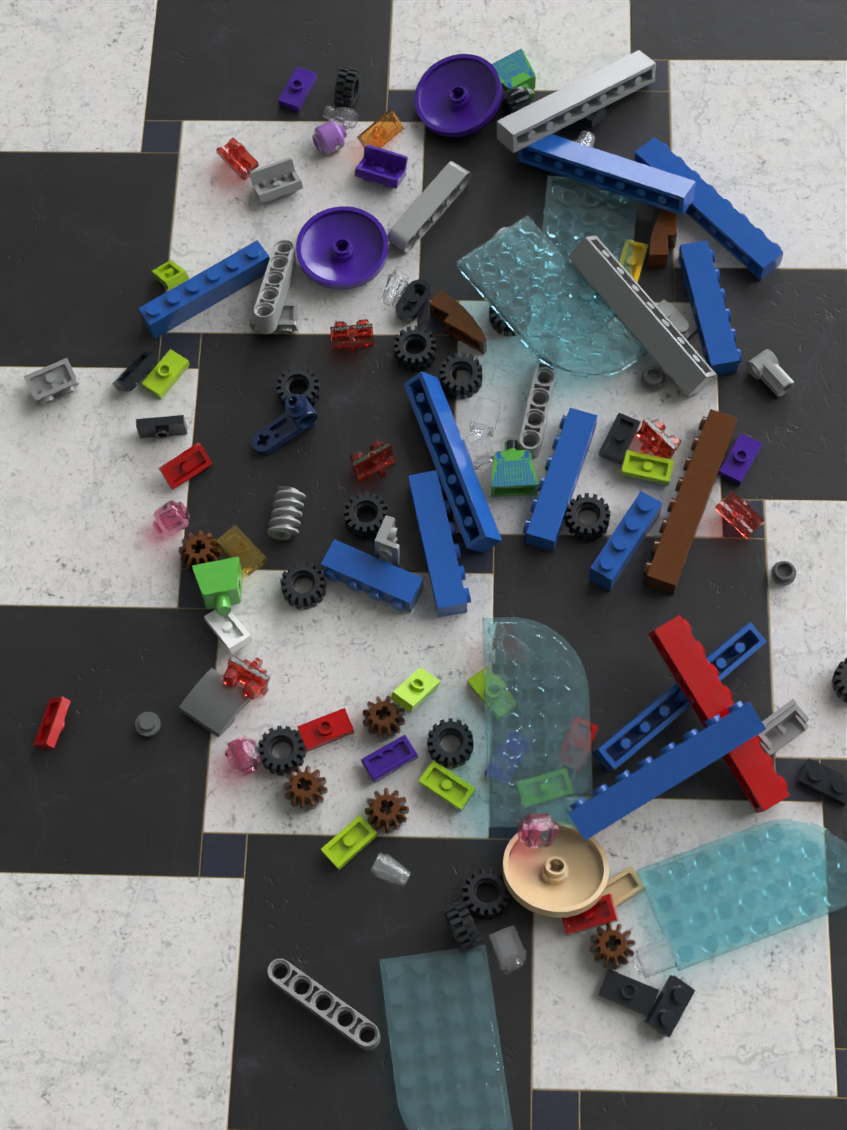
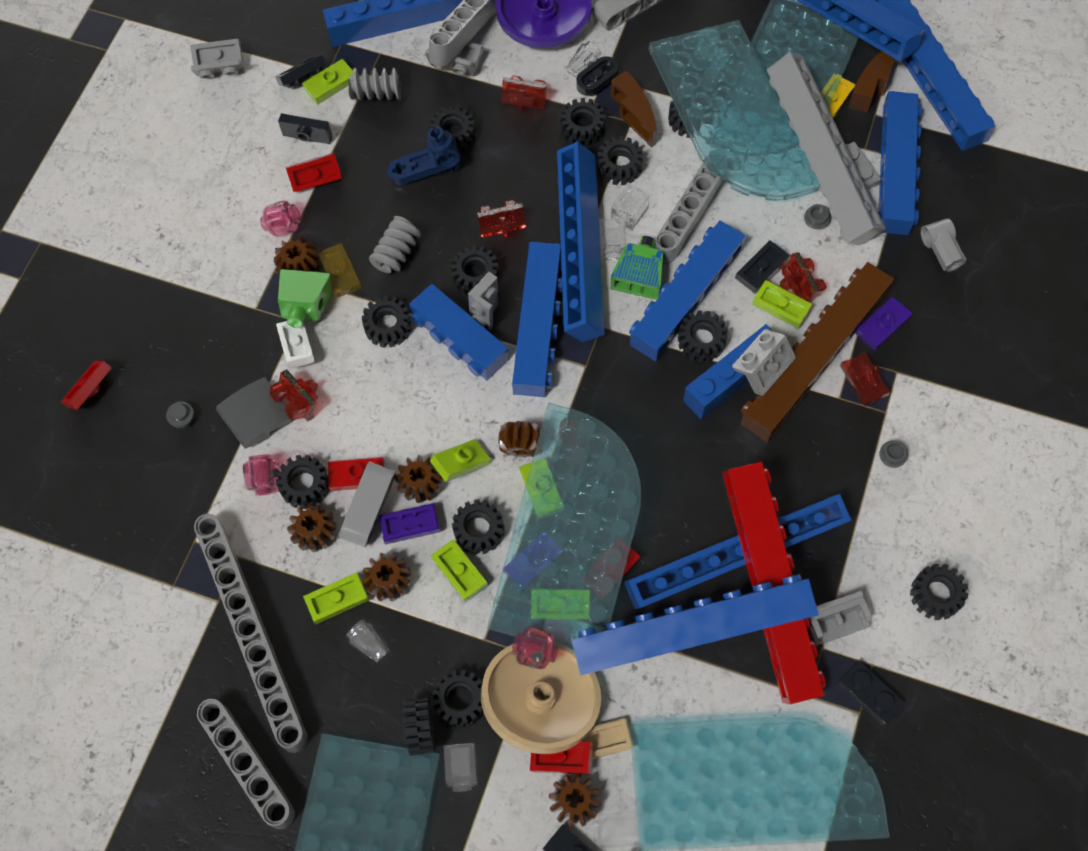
camera: 15 degrees right, 0 degrees up
(211, 365) = (374, 83): none -> light grey piece
(290, 903) = (256, 641): none -> light grey beam
(348, 752) = (367, 504): none -> light grey beam
(462, 655) = (519, 438): none -> reddish brown gear
(651, 524) = (765, 360): none -> light grey bracket

